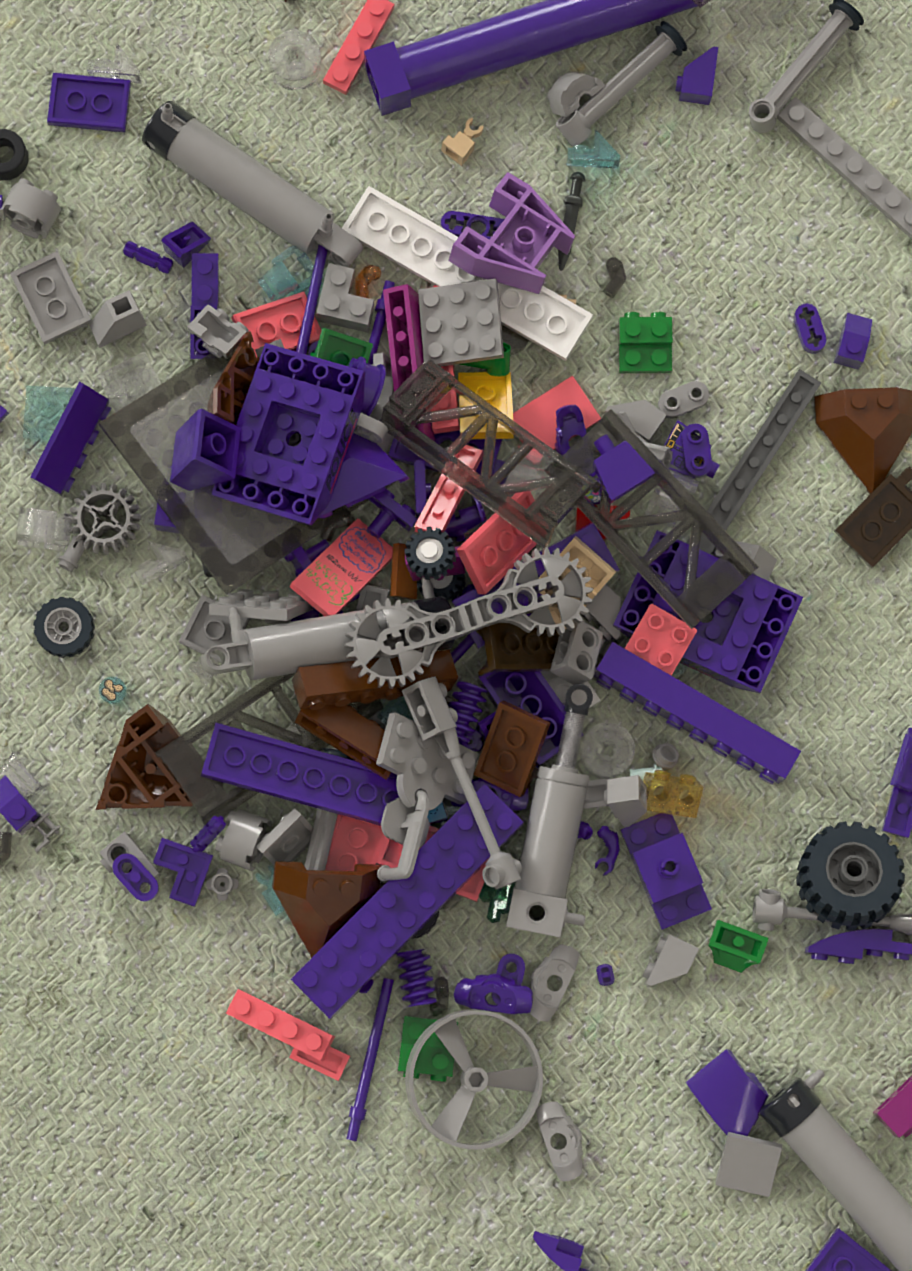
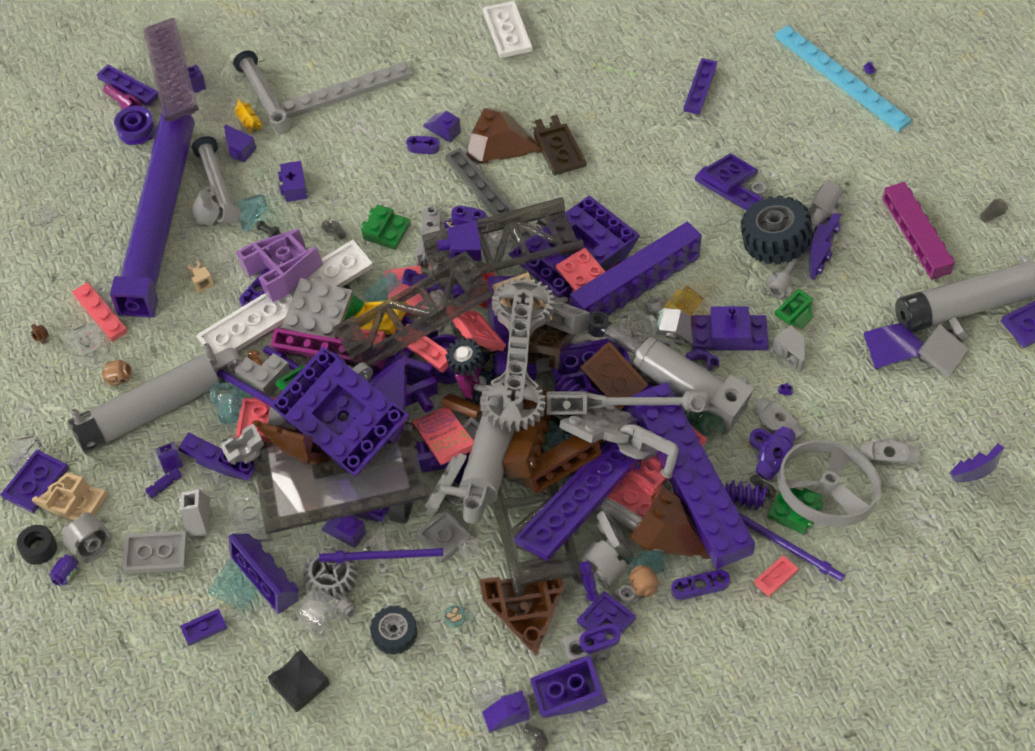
camera: 60 degrees left, 25 degrees down
(66, 865) = (569, 688): none -> dark purple slope
(80, 162) = (71, 497): none -> tan slope
(121, 523) = (340, 556): none -> dark purple bar
(204, 451) = (323, 466): dark purple slope -> none
(243, 898) = (643, 581): none -> medium nougat head
(255, 955) = (684, 583): none -> dark purple beam
(273, 117) = (117, 372): none -> medium nougat head
(280, 1025) = (744, 590): coral plate -> none
(539, 388) = (382, 287): none -> clear light blue hinge
(660, 197) = (293, 181): none -> dark purple brick
(760, 58) = (247, 116): none -> yellow hinge
(794, 1174) = (957, 329): none -> light grey tile

